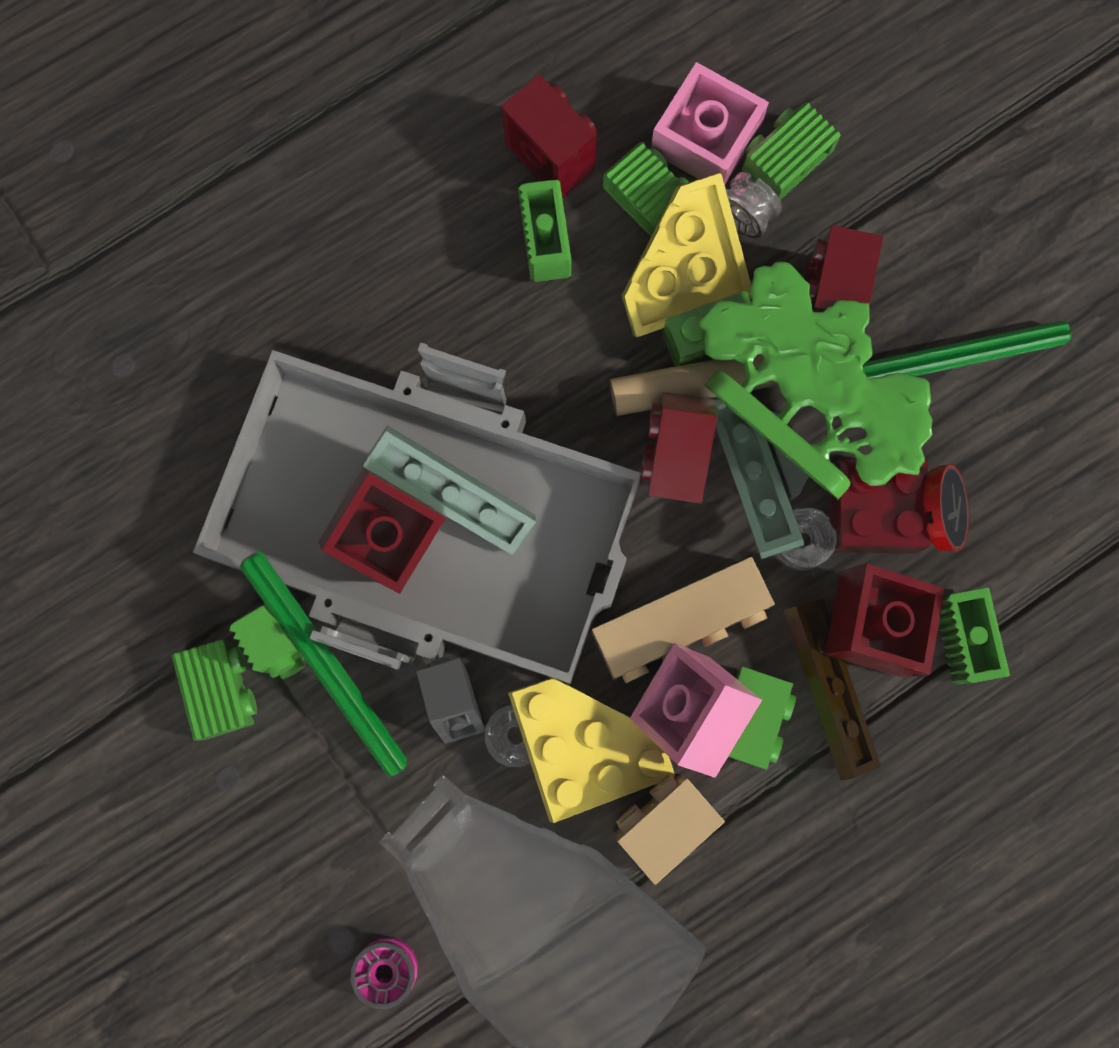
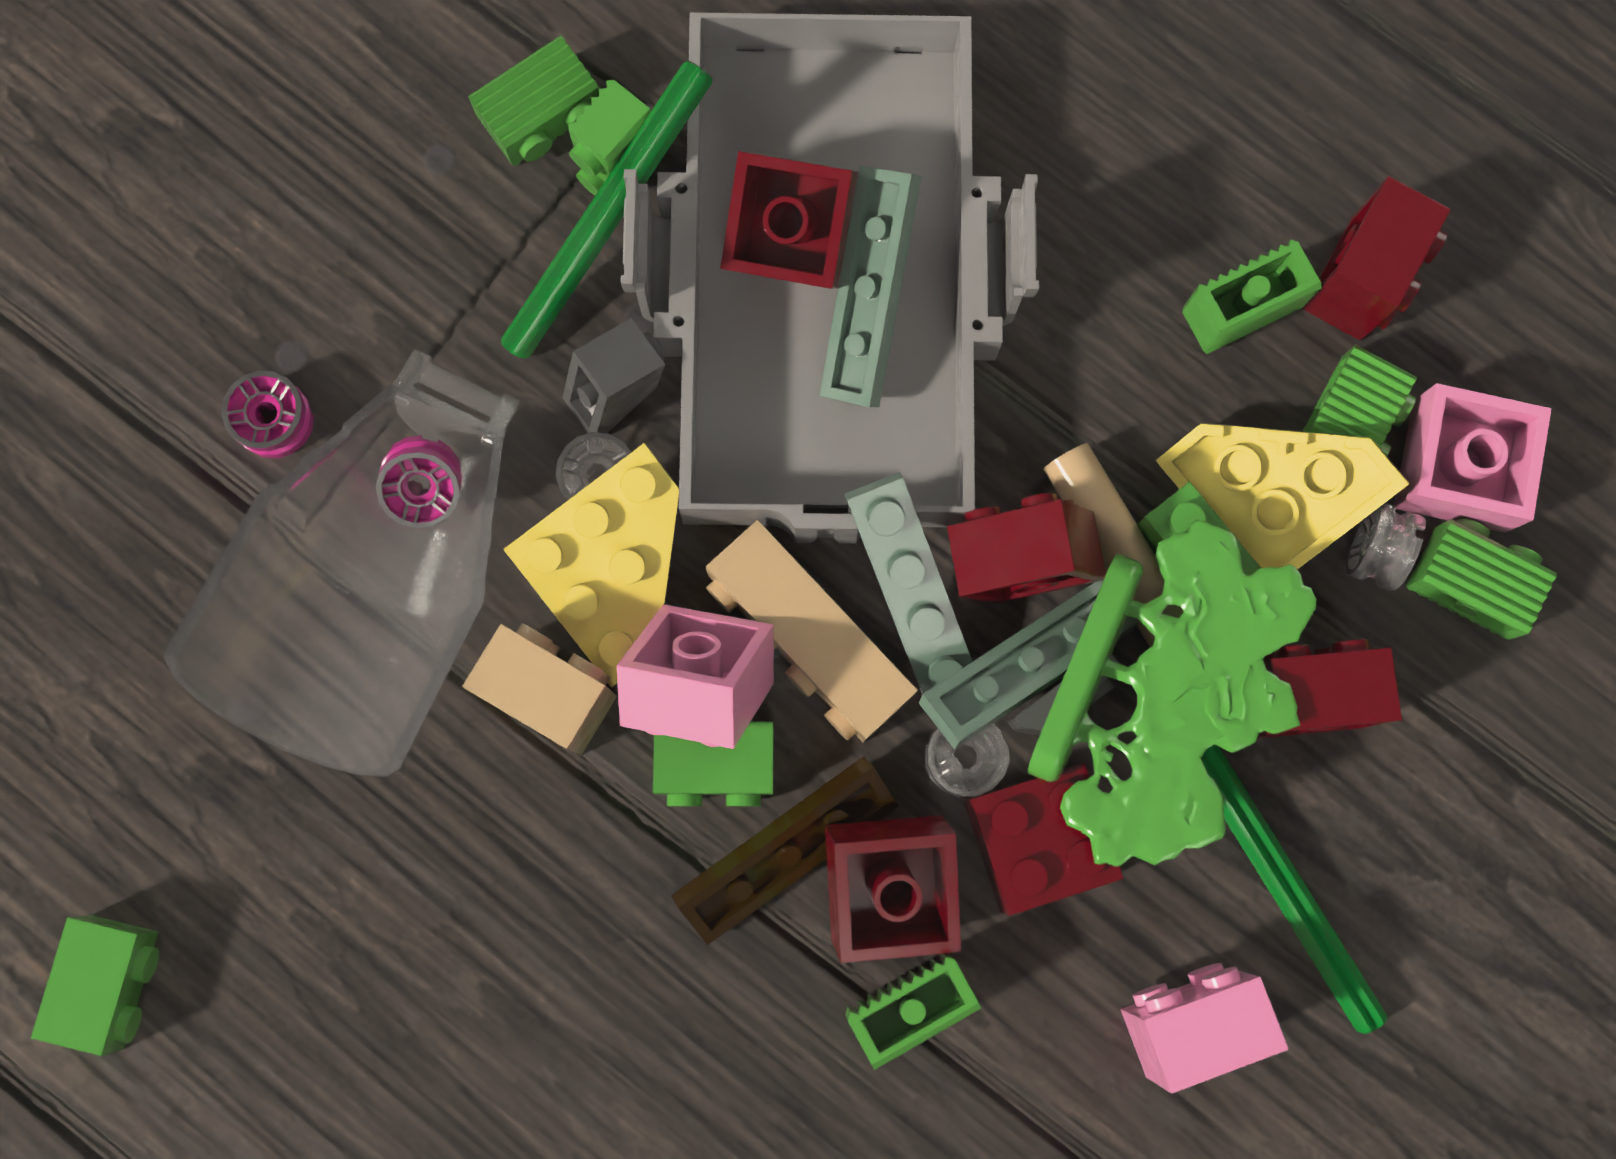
camera: 65 degrees right, 0 degrees up
(488, 885) = (408, 500): none -> dark pink wheel
(675, 535) = (909, 579): none -> plate
(948, 501) = (1070, 928): tile -> none
(1042, 443) = (1202, 1027): none -> bright pink brick

